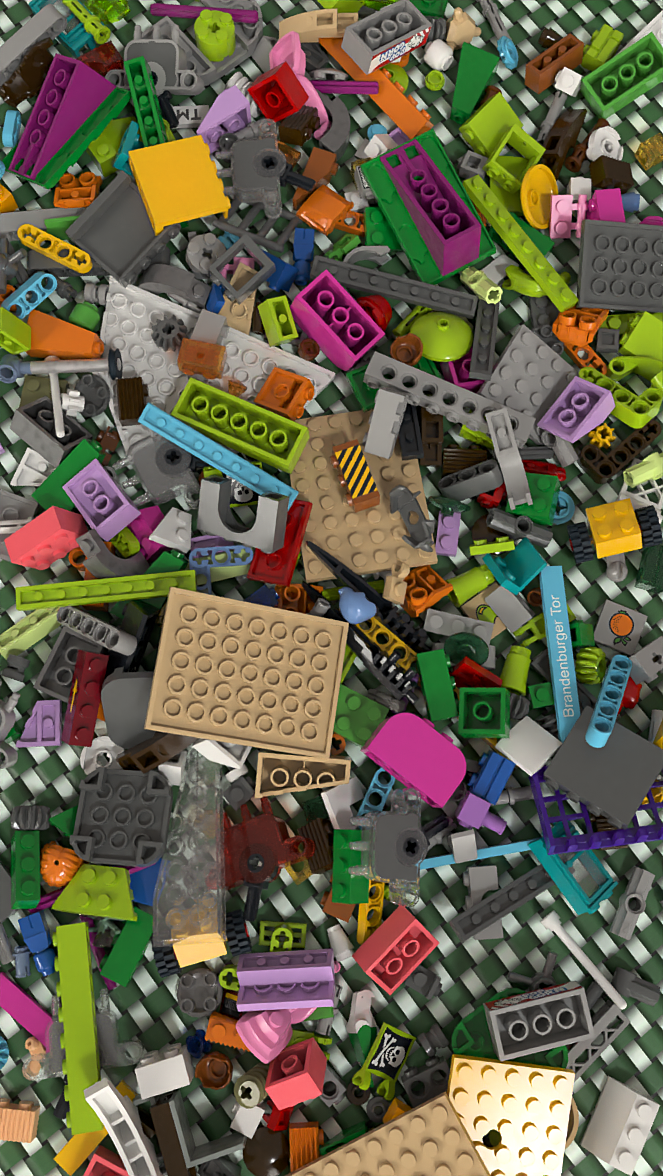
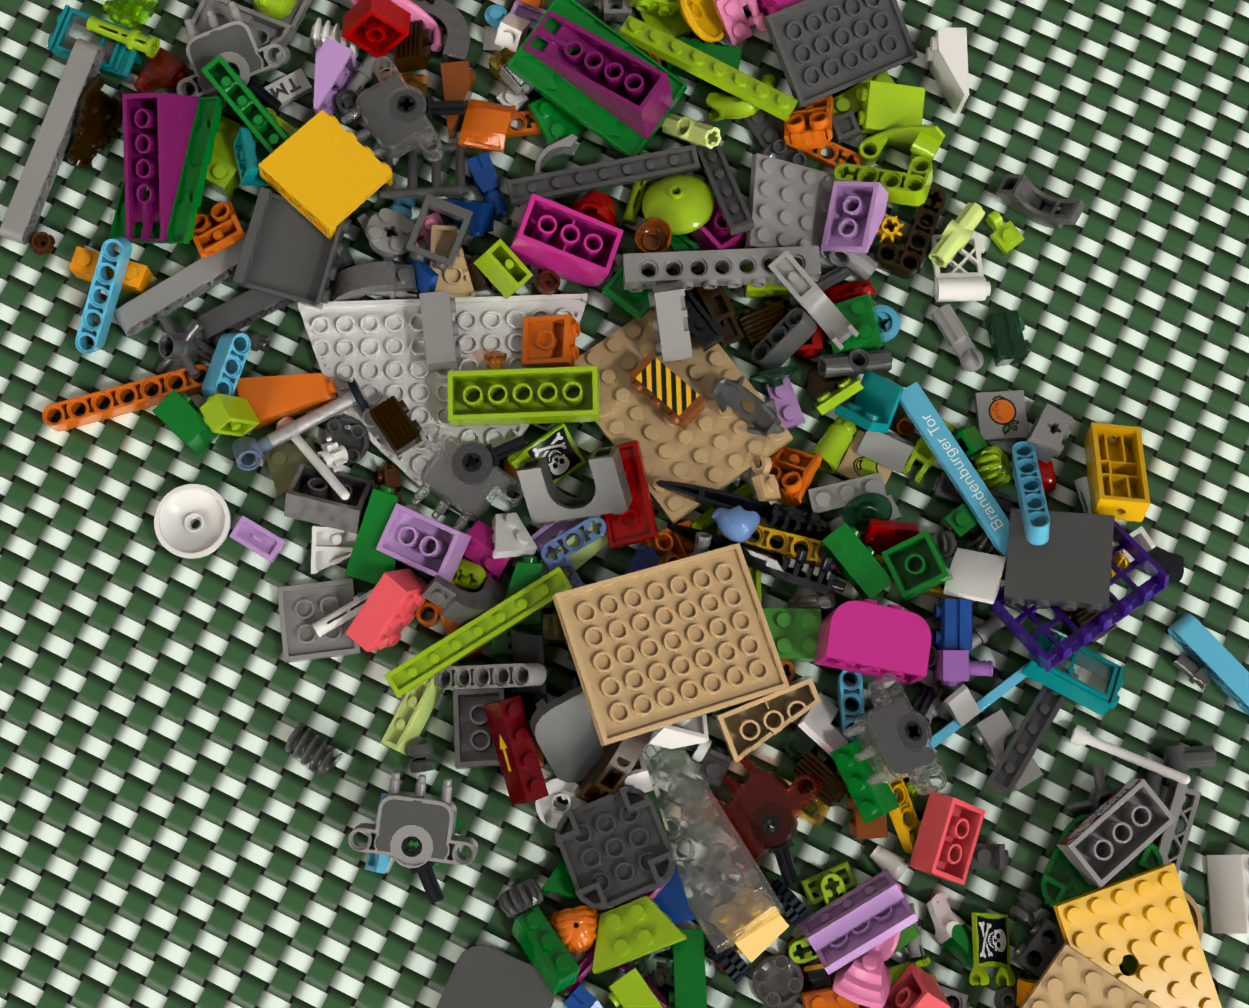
camera: 30 degrees left, 0 degrees up
(11, 128) = (102, 193): medium azure beam -> none
(43, 726) = (481, 802): lavender wing -> none
(56, 246) = (226, 299): yellow beam -> none
(58, 226) = (221, 275): bright green piece -> none
(85, 316) = (294, 359): bright green head -> none
(96, 293) = (288, 332): light grey wheel -> none
(165, 326) = (393, 343): dark grey gear -> none
(202, 358) = (450, 346): clear orange brick -> none
(213, 453) = (512, 438): medium azure tile -> none
(343, 246) = (525, 154): bright green plate -> none
(357, 1100) = (988, 995): dark brown plate -> none
(496, 269) = (695, 102): white sticker -> none
(516, 670) = (923, 507): lime plant -> none
(614, 530) = (950, 321): yellow brick -> none
(626, 918) = (1147, 695): light grey piece -> none

